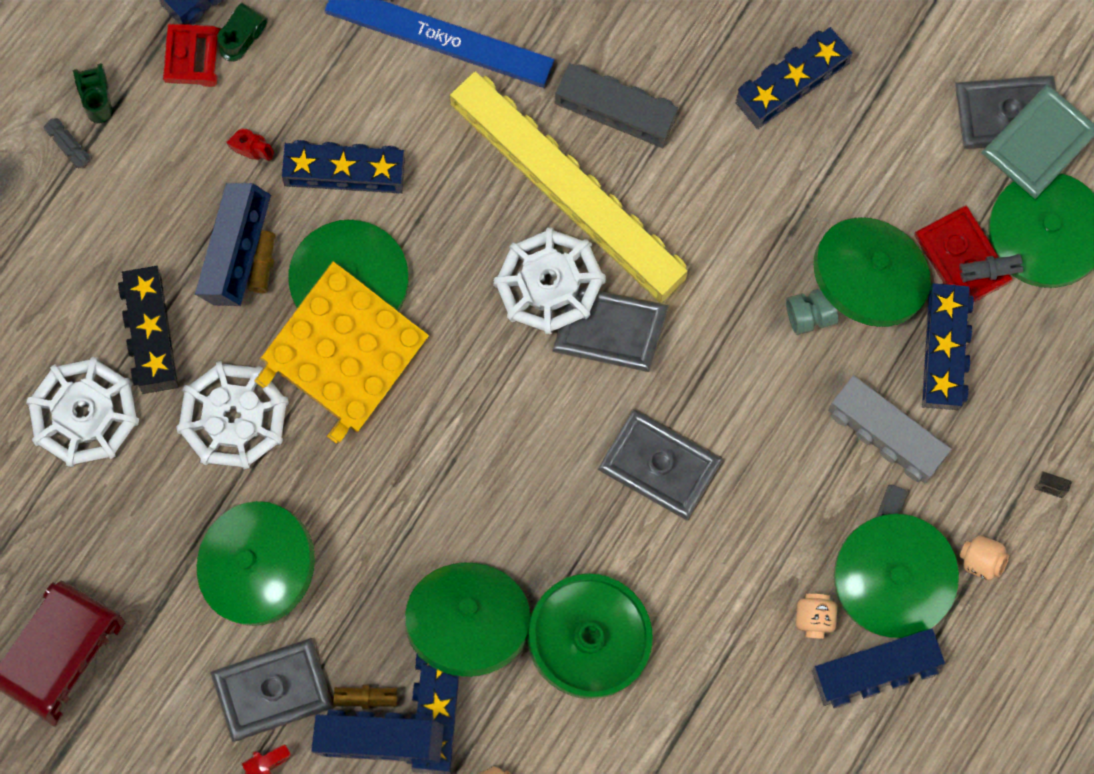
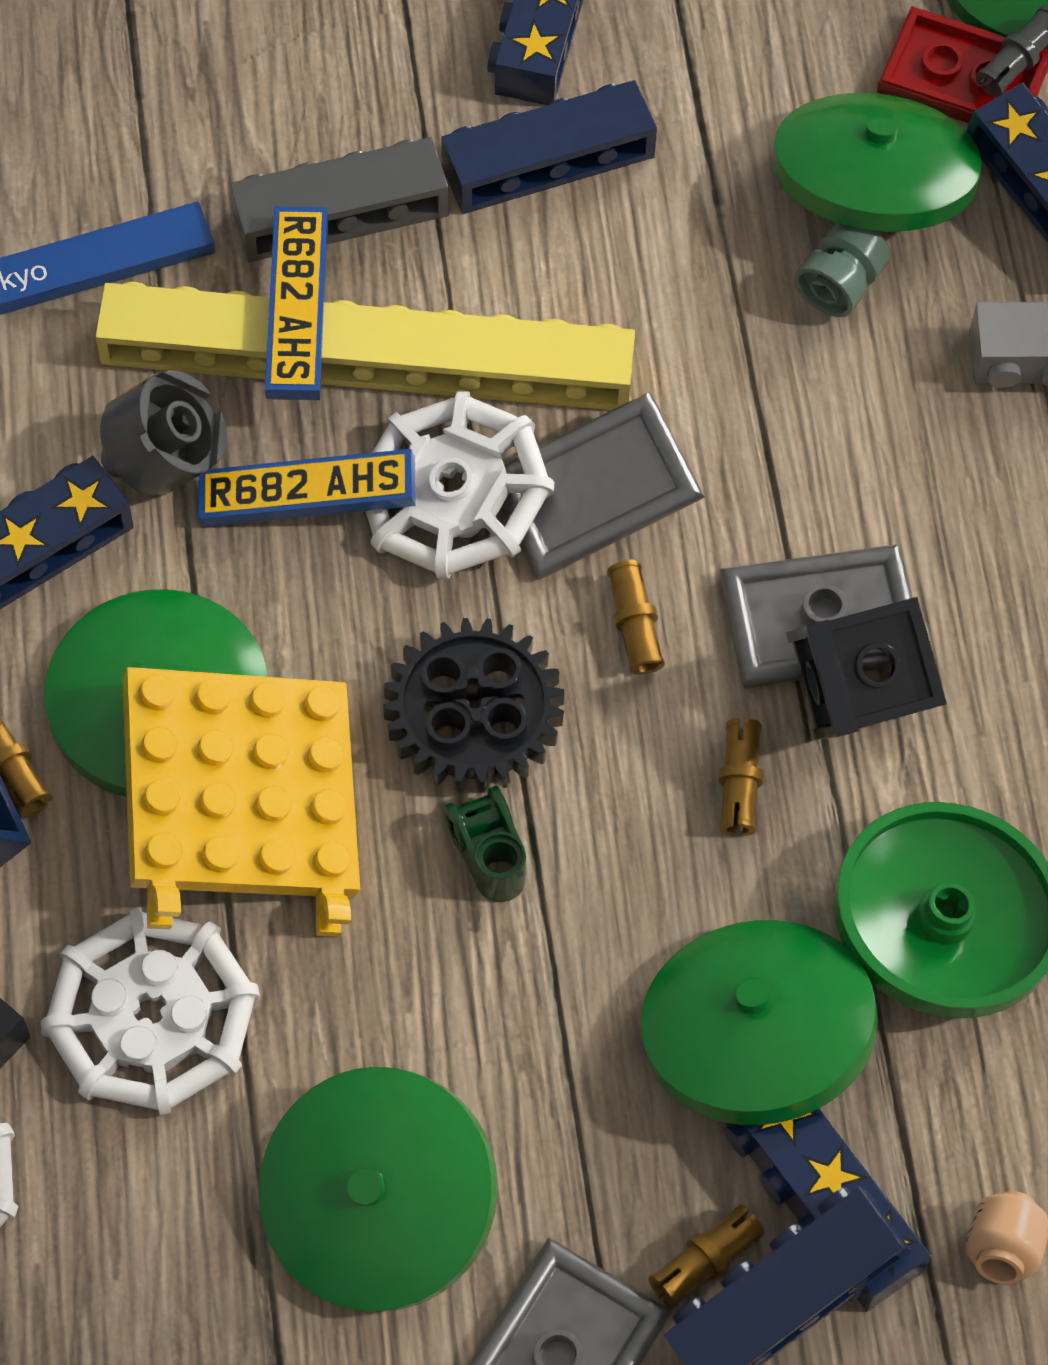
camera: 40 degrees left, 10 degrees down
(427, 448) = (487, 835): none -> dark green piece
(440, 162) = (162, 433): none -> dark grey brick
(456, 408) = (479, 749): none -> black gear
(485, 234) = (307, 488): none -> tile
(547, 144) = (296, 303): none -> tile
(558, 508) = (740, 777): none -> pearl gold pin
(576, 402) = (635, 617): none -> pearl gold pin
(630, 503) = (833, 675): none -> black bracket
(732, 149) = (548, 146): none -> dark blue brick

